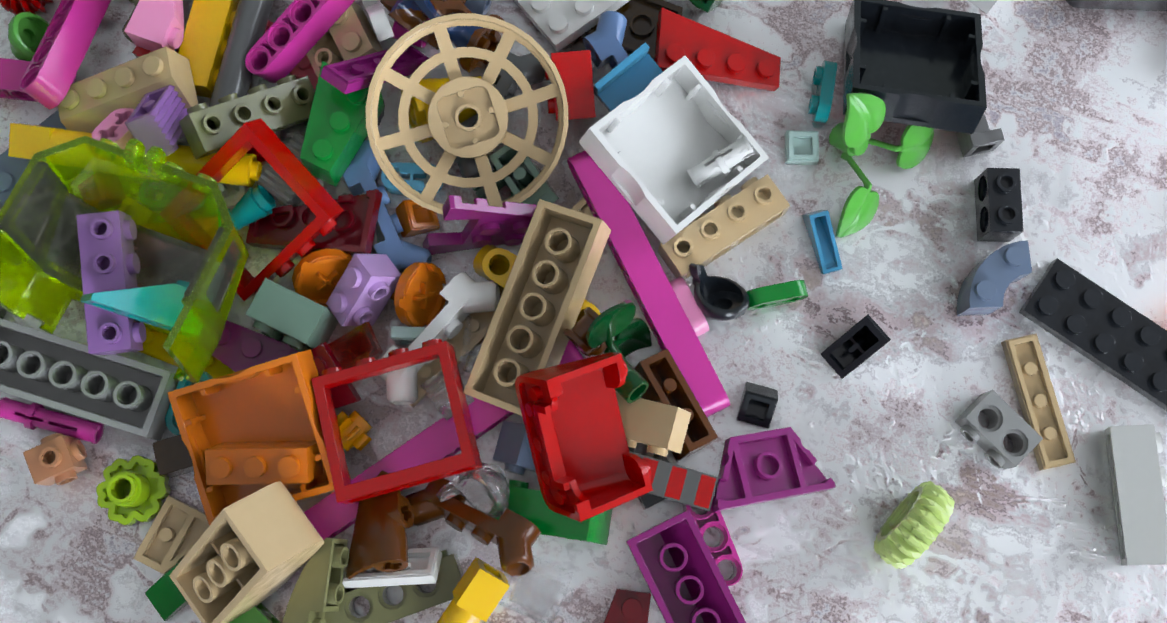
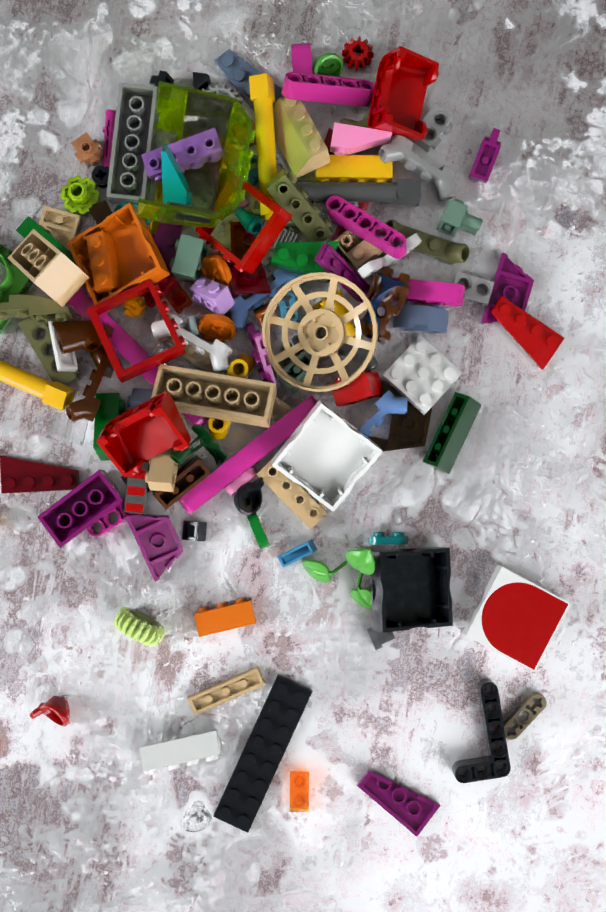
camera: 80 degrees right, 10 degrees up
(114, 127) = (273, 130): bright pink beam -> none
(119, 447) = (103, 180): none -> black wheel
(157, 119) = (282, 156): medium lavender brick -> none
(482, 488) = (112, 386): clear hat -> none
(578, 333) = (205, 423): reddish brown connector -> none
(627, 78) = (363, 421): dark azure panel -> none
(714, 53) = (397, 468): red wing -> none
(721, 161) = (324, 484): white pin -> none
(801, 147) = (352, 532): light aqua tile -> none
(855, 346) = (235, 580): black slope -> none
(914, 377) = (225, 616): none -> orange brick
(987, 282) = (292, 653): sand blue brick -> none
(998, 204) = (337, 652): black brick -> none
(1002, 423) = (206, 670): light grey brick -> none

